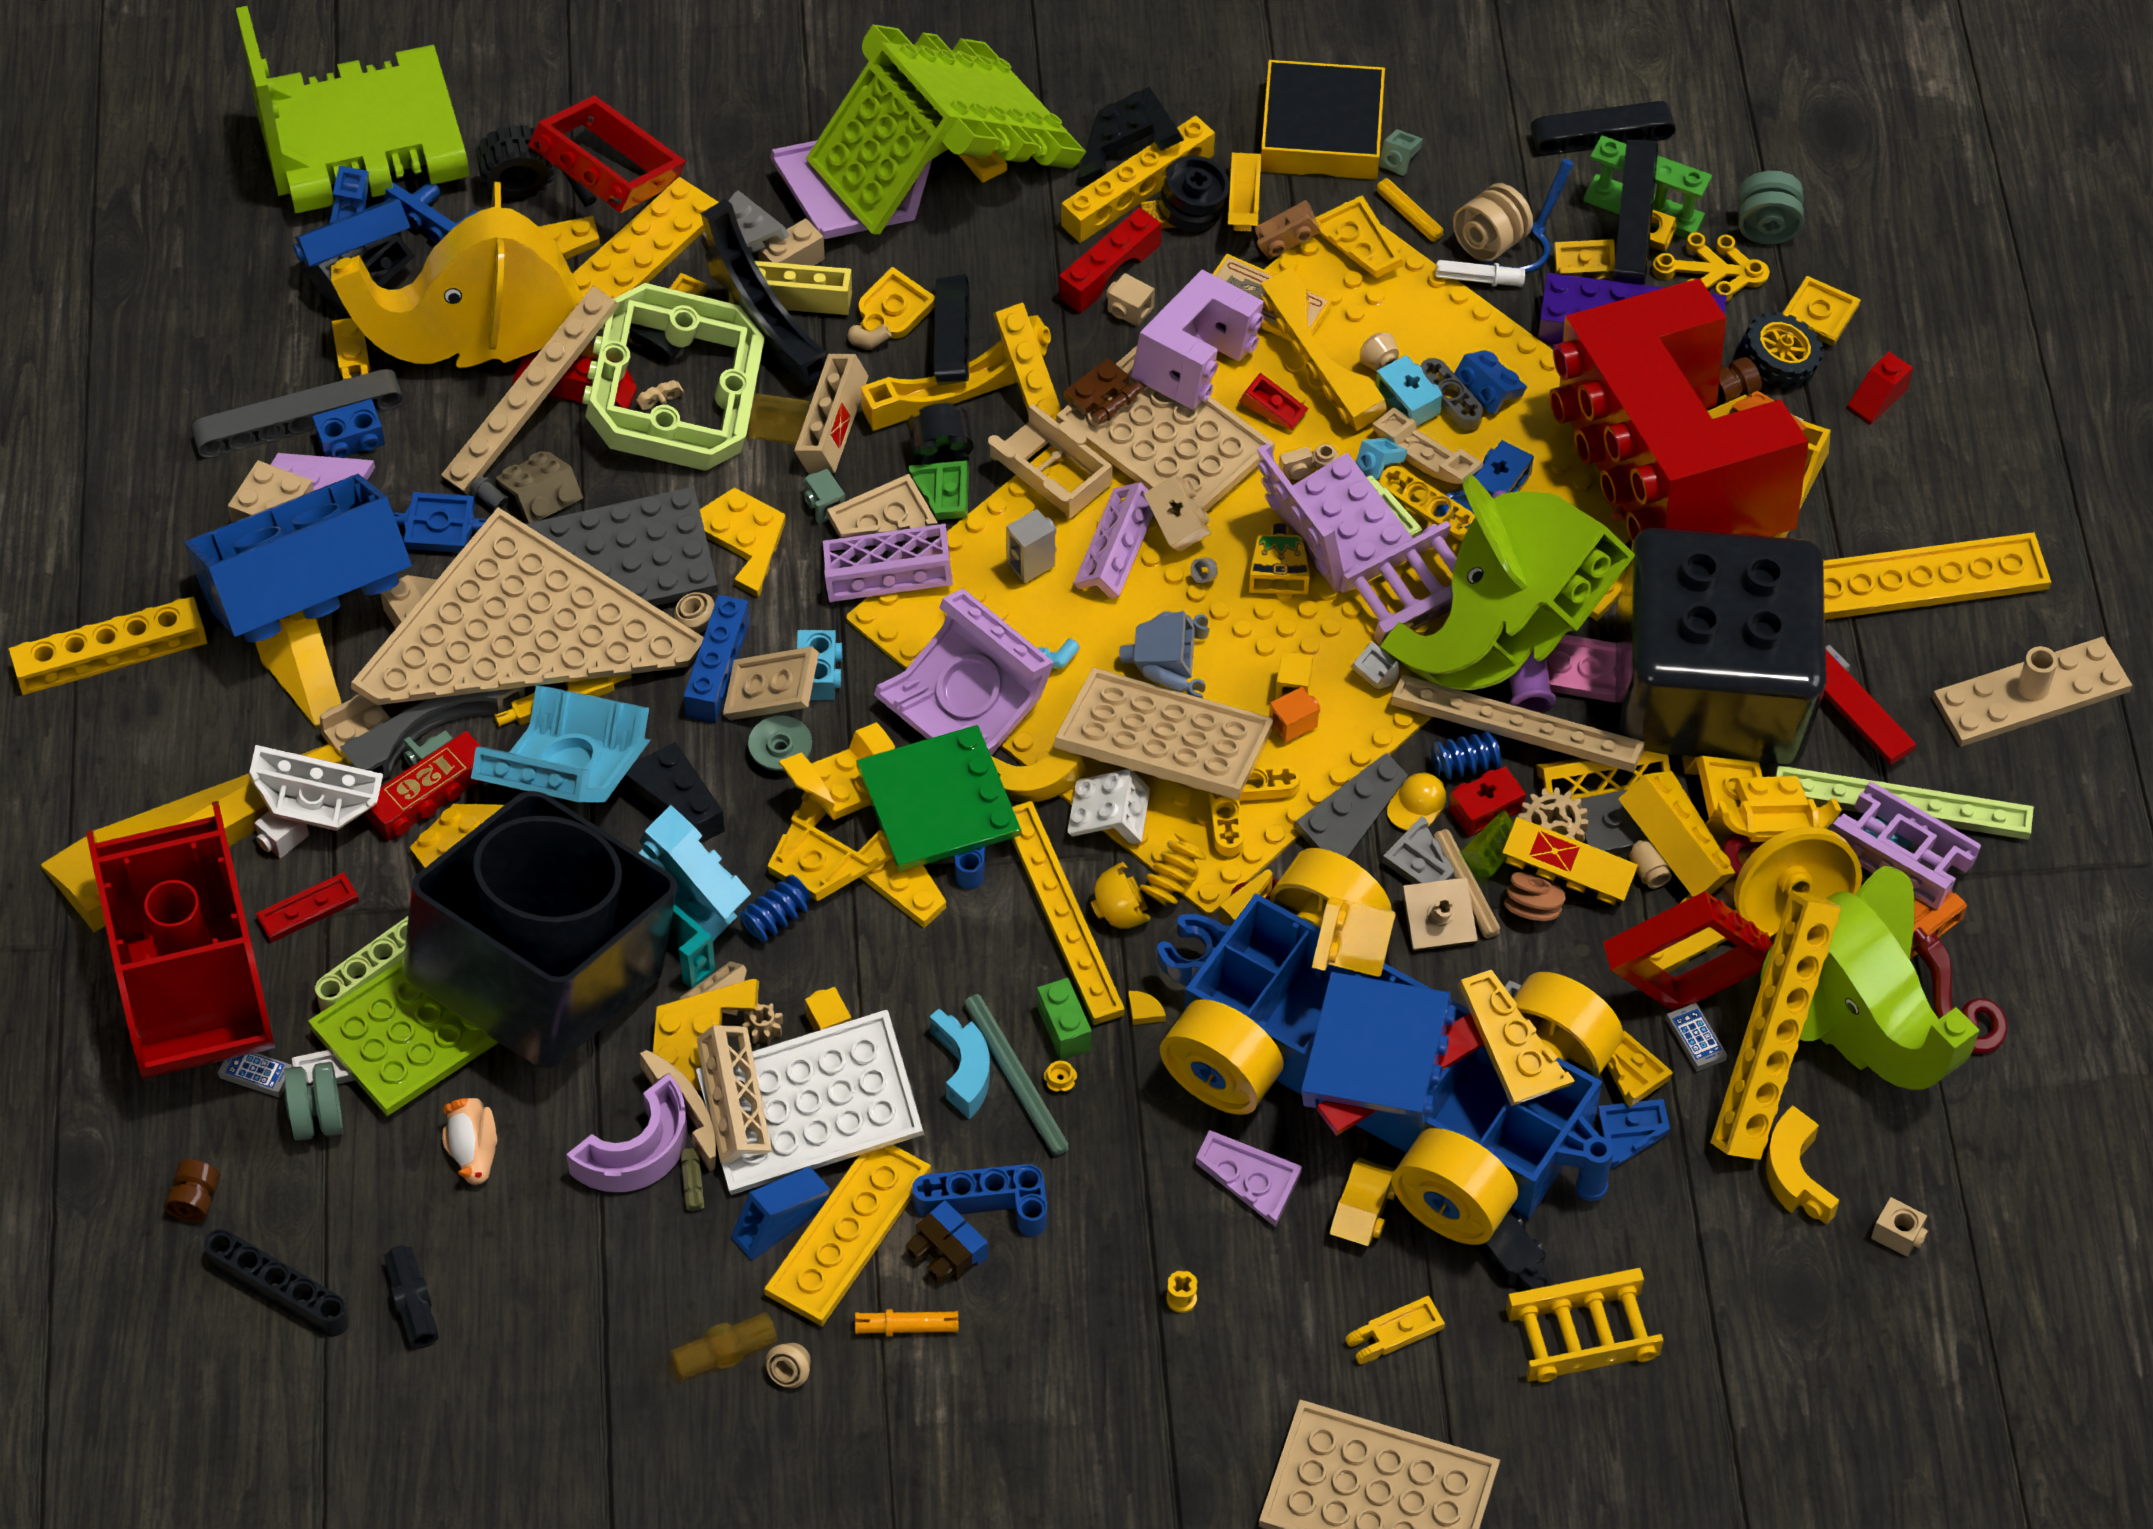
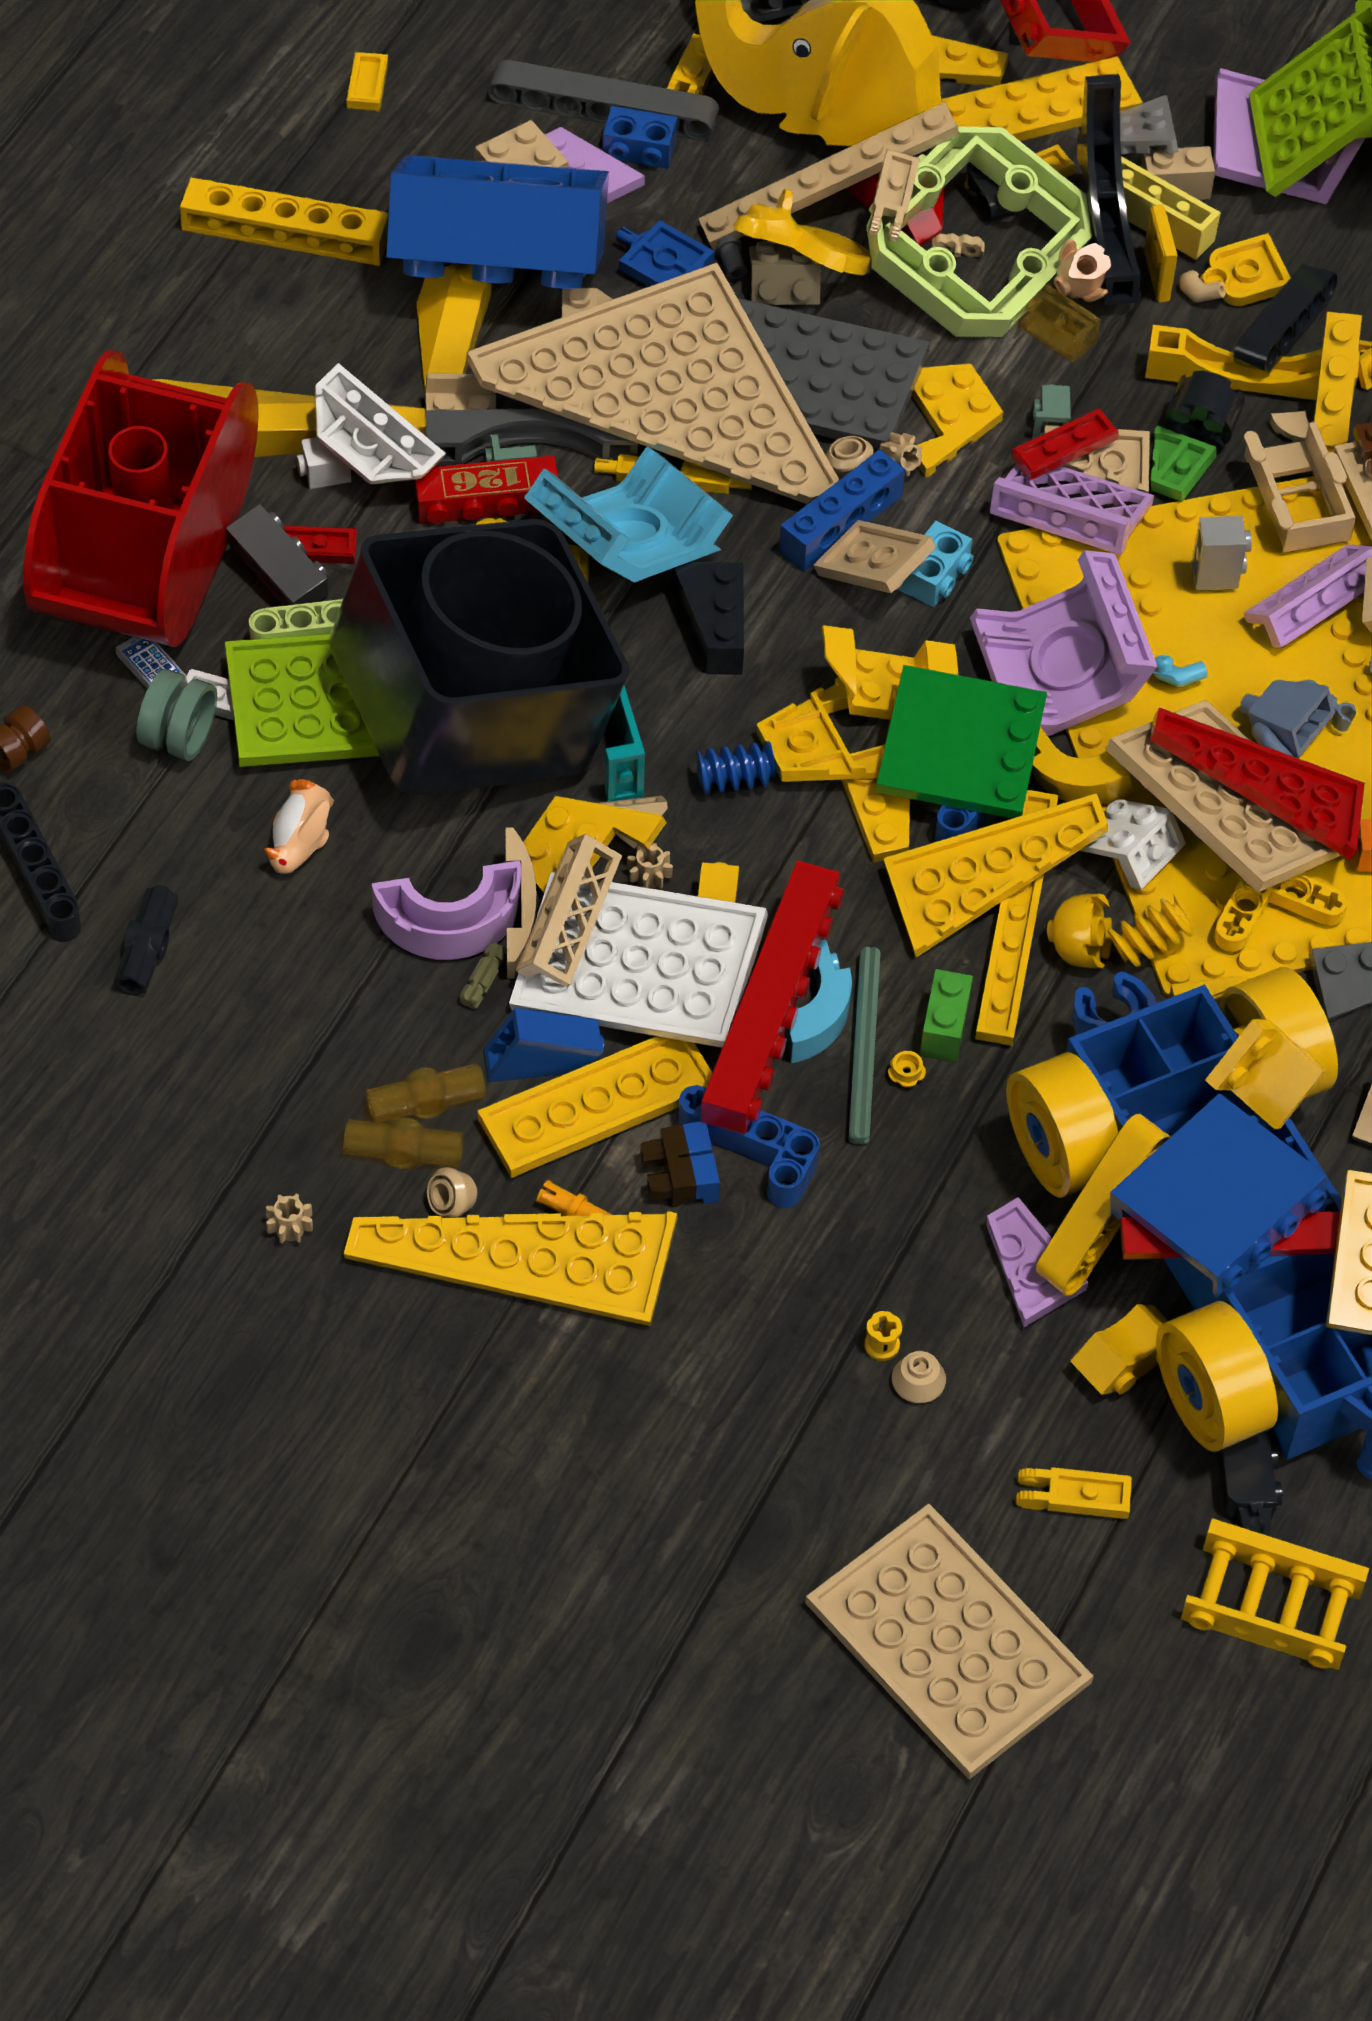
camera: 30 degrees right, 0 degrees up
(90, 492) = (367, 81): none -> yellow tile
(302, 931) = (277, 558): none -> dark grey brick
(558, 449) = (817, 244): none -> yellow animal
(599, 380) = (893, 191): none -> tan hinge
(675, 1444) = (289, 1218): none -> tan gear
(703, 885) = (662, 686): medium azure wedge -> none
(714, 1296) = (426, 1093): none -> clear yellow piece
(732, 586) = (903, 451): none -> tan gear
(776, 733) = (853, 608): sand green dish -> none
(780, 370) = (1082, 271): none -> light nougat animal
(823, 322) = (1160, 253): none -> yellow tile
(831, 413) = (1110, 338): tan brick -> none
(853, 517) = (1064, 444): none -> red tile
(914, 1366) = (572, 1262): none -> yellow wing
(933, 1076) = (771, 998): none -> red brick
(1008, 899) = (968, 874): none -> yellow wing
(1009, 414) = (1290, 424): none -> tan tile
(1145, 1008) = (1035, 1047): yellow tile -> none
(1204, 704) = (1294, 790): none -> red wing
(1226, 1308) = (919, 1377): none -> tan cone
(1286, 1113) = (1089, 1222): none -> yellow beam

